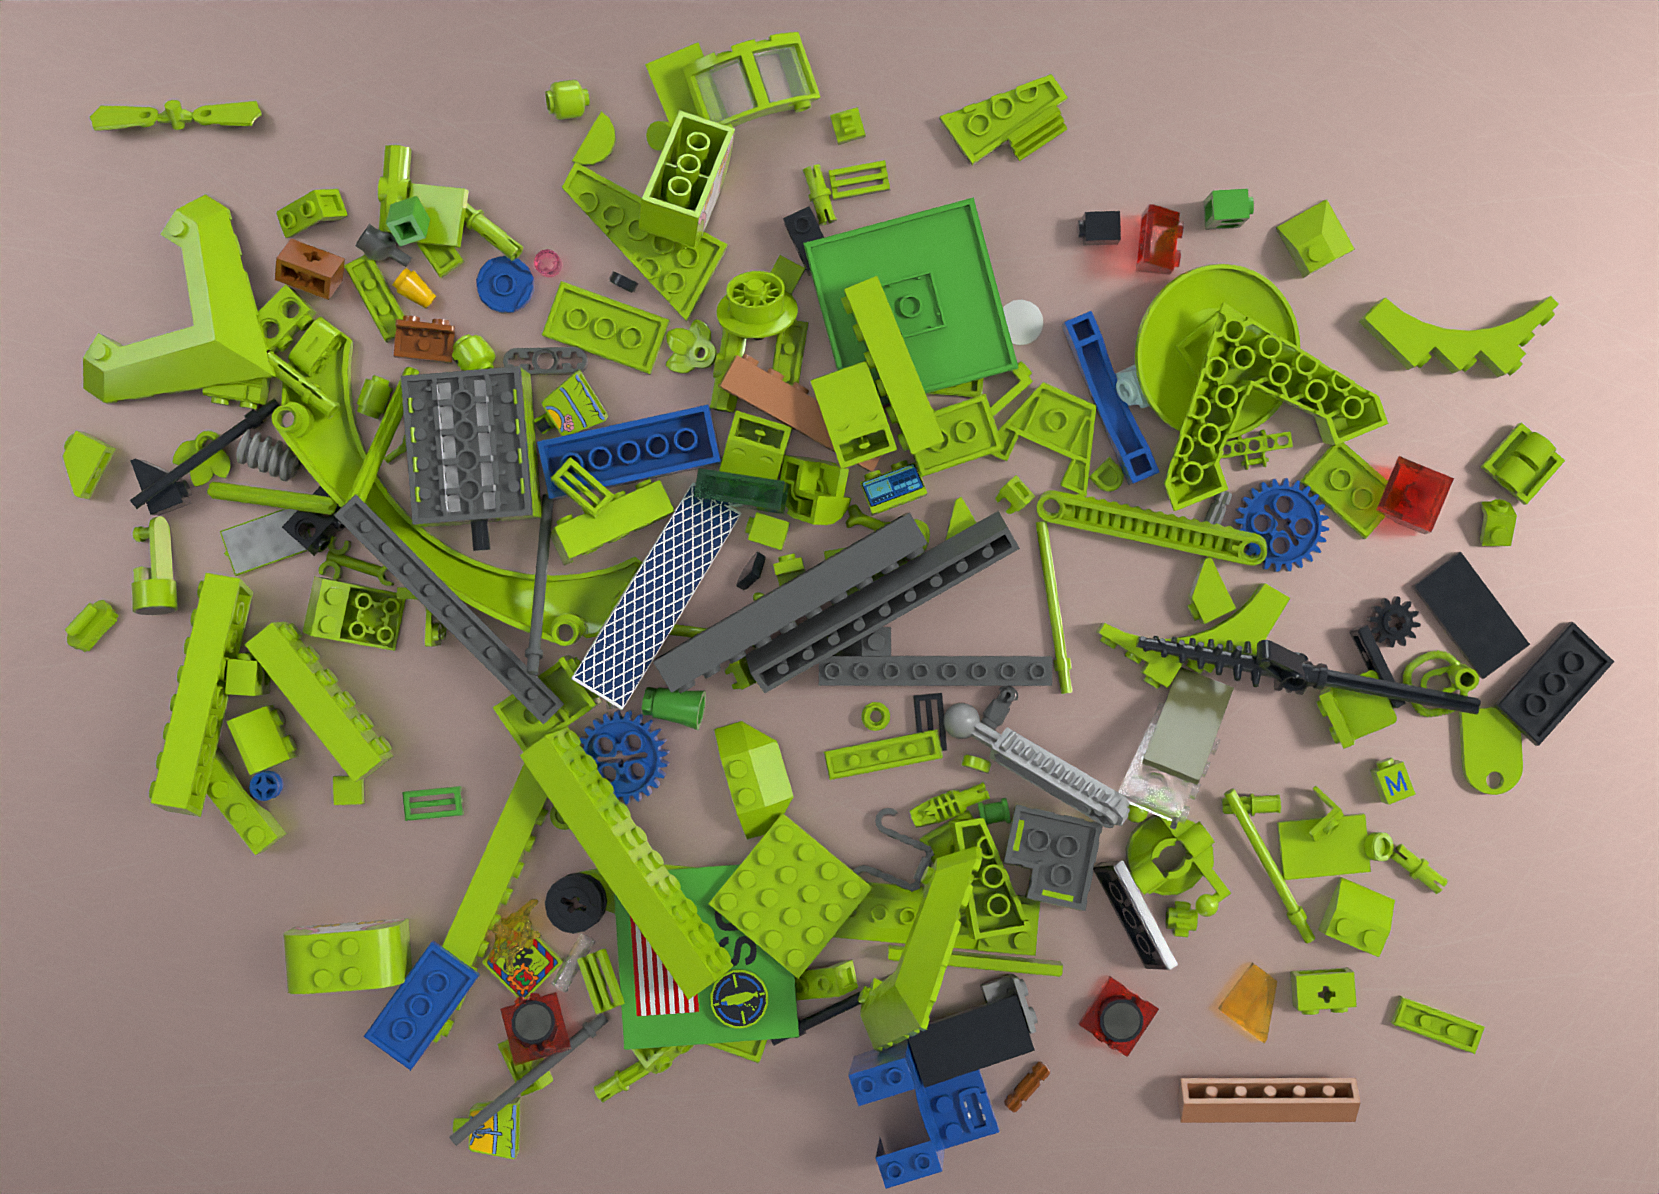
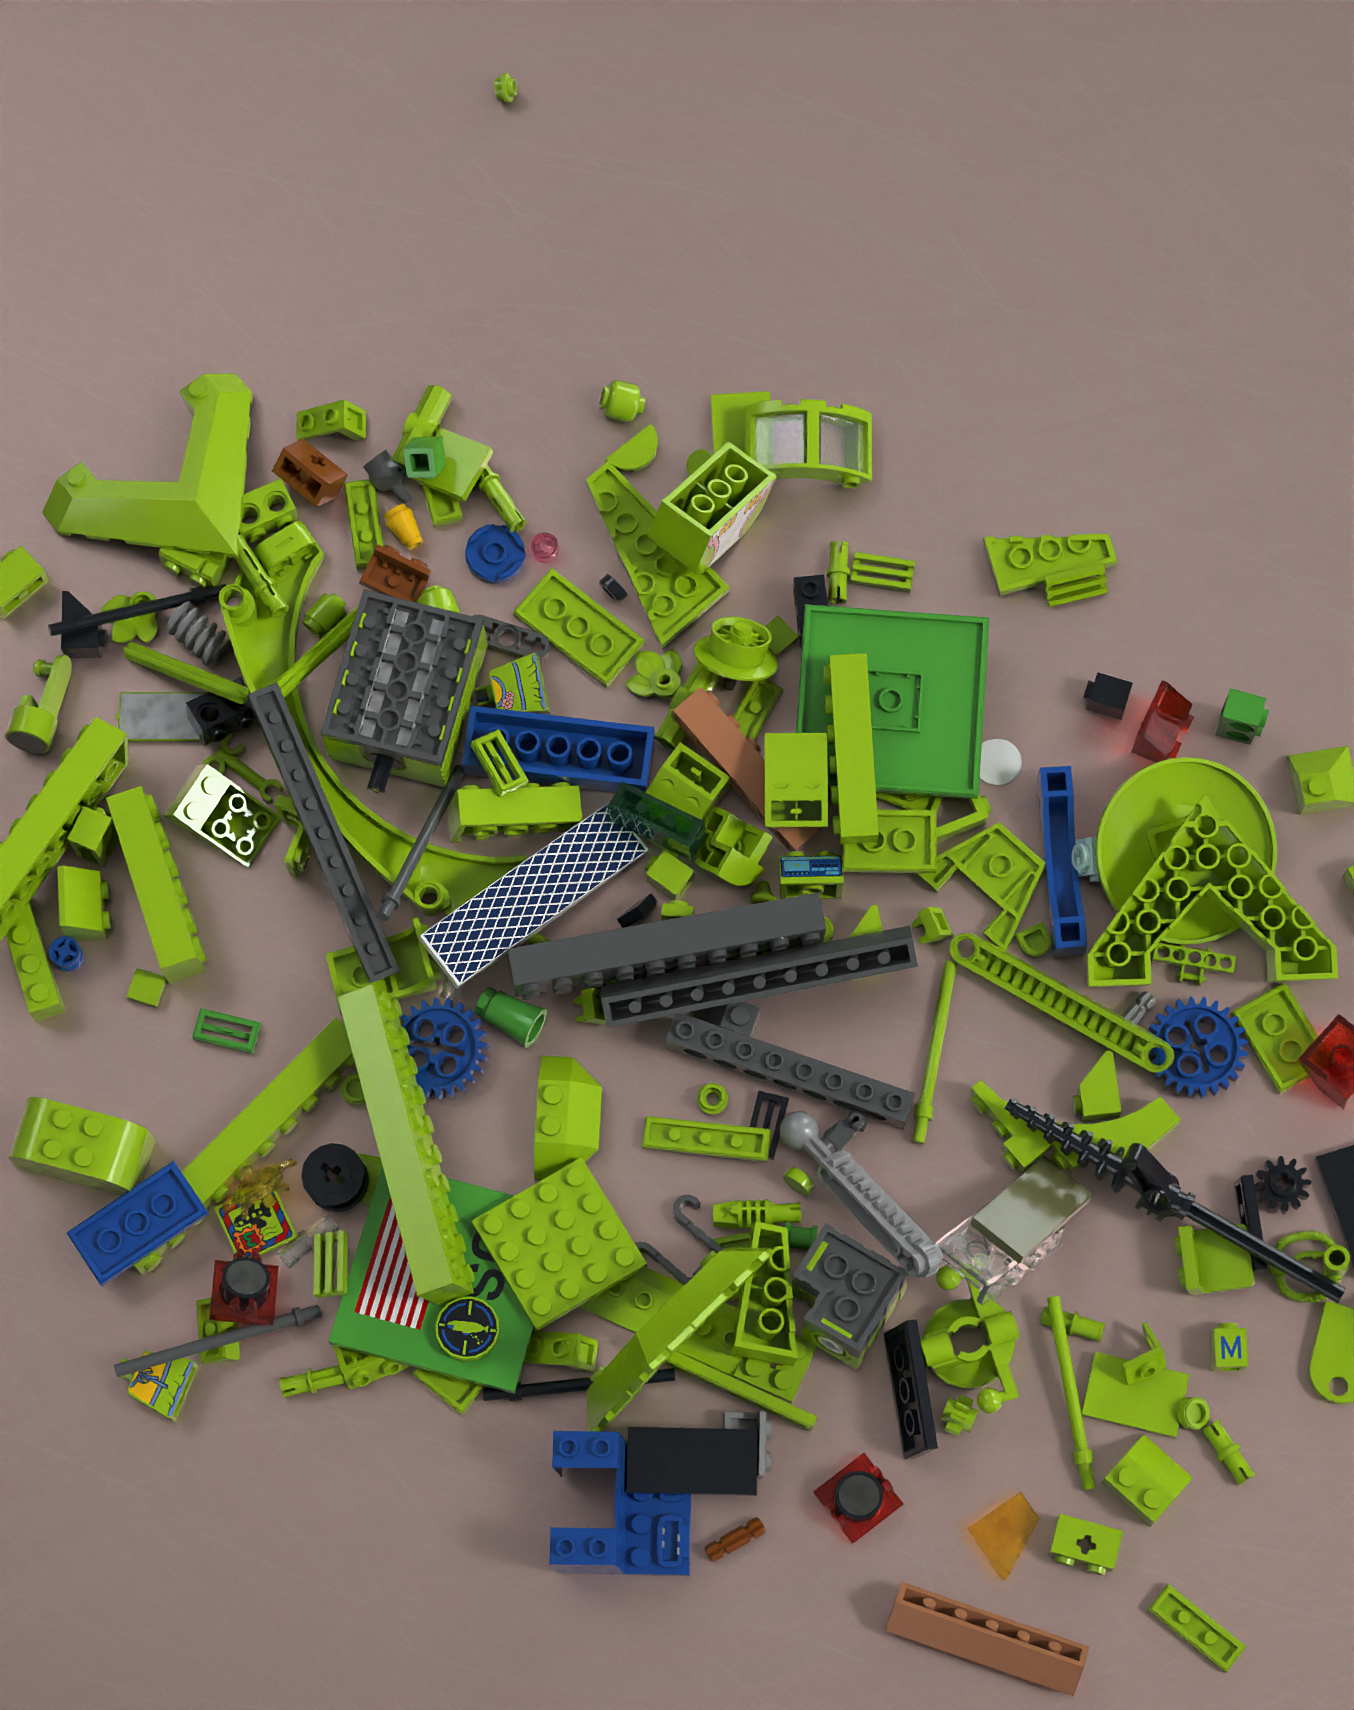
camera: 20 degrees right, 15 degrees down
(126, 116) = (236, 291): lime piece -> none
(401, 449) = (332, 674): lime hand -> none
(847, 126) = (889, 517): lime tile -> none

